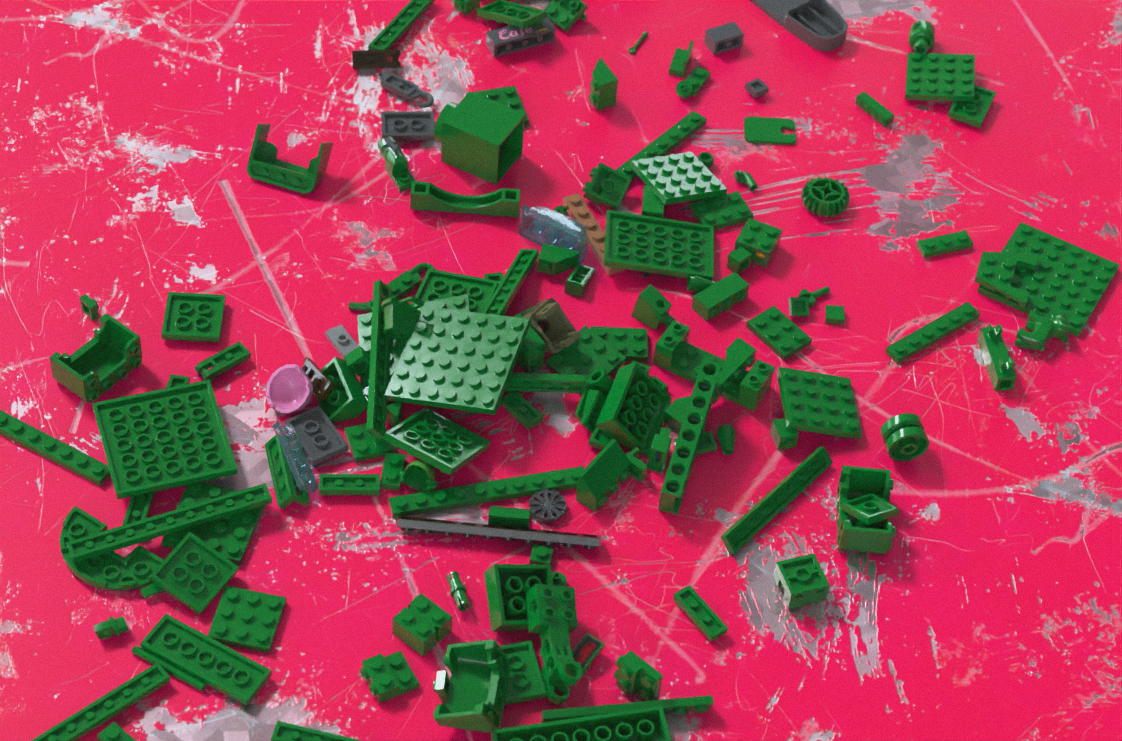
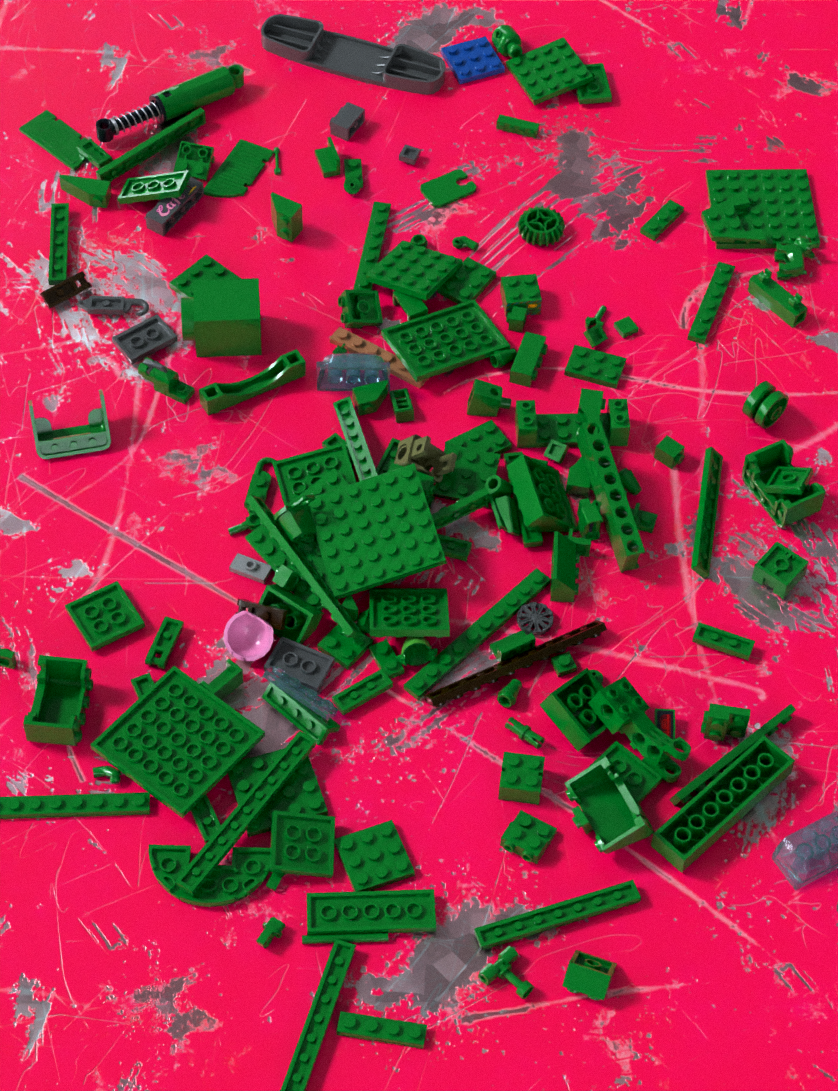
camera: 30 degrees left, 5 degrees up
(92, 433) = (107, 771): none -> green arm
(242, 418) = (226, 681): none -> green panel
(470, 553) = (509, 694): none -> green cone
(599, 35) = (238, 170): none -> green piece
(681, 381) = (556, 451): none -> green plate
(713, 476) = (644, 520): none -> green bracket
(818, 403) = (676, 411): green plate -> none
(879, 39) = (472, 60): none -> blue plate

